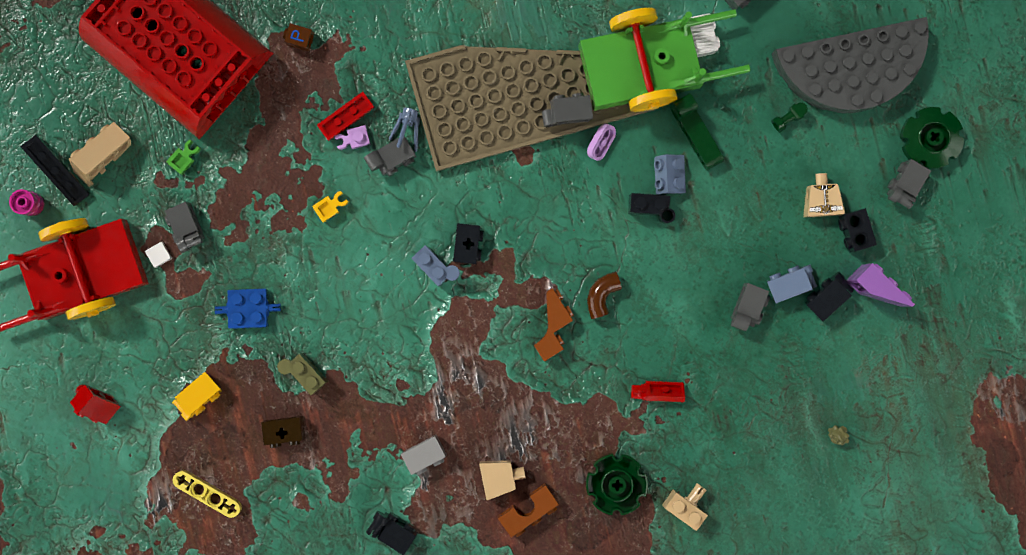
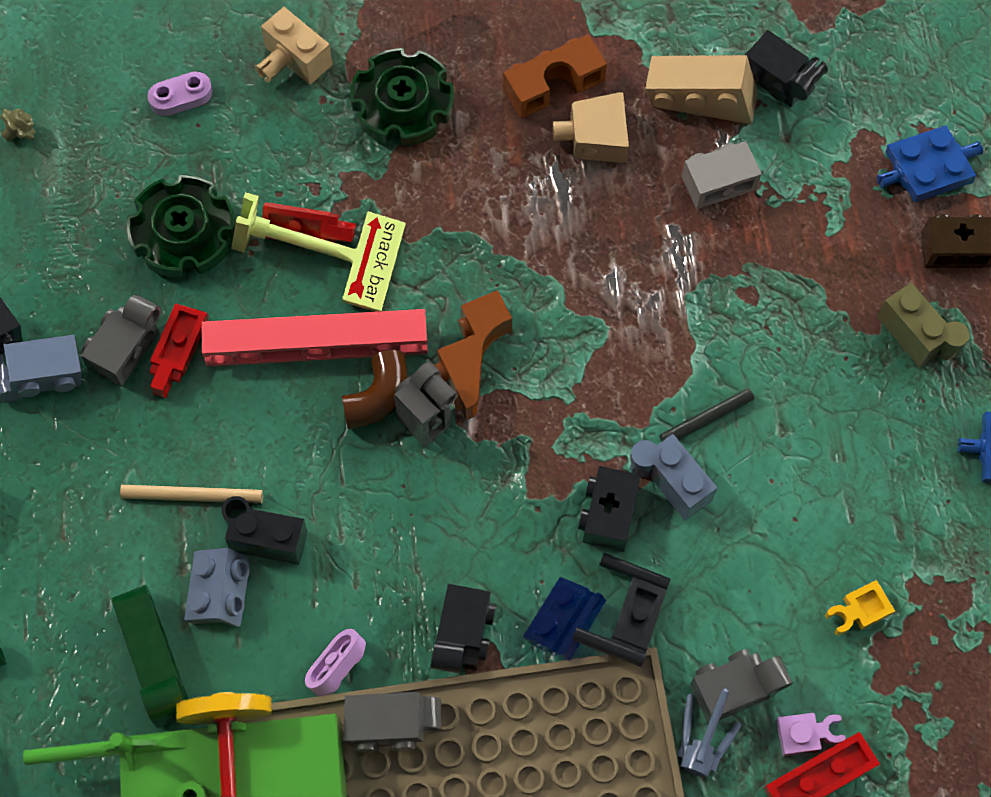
camera: 175 degrees left, 20 degrees down
(301, 482) = (930, 164): none -> blue plate
(419, 306) = (709, 415): none -> pearl dark grey bar
(439, 512) = (704, 86): none -> tan wedge
(447, 186) = (637, 614): none -> black plate
(485, 180) = (564, 610): none -> clear blue plate
(537, 166) = (462, 629): none -> black hinge
(575, 286) = (424, 404): none -> dark grey hinge
(618, 376) = (370, 261): none -> yellowish green piece
(642, 322) = (313, 337): none -> coral piece
(693, 225) = (188, 493): none -> tan bar
(718, 307) = (176, 348): none -> red hinge
(744, 376) = (181, 226): none -> dark green piece
(748, 470) = (180, 94): none -> lavender plate

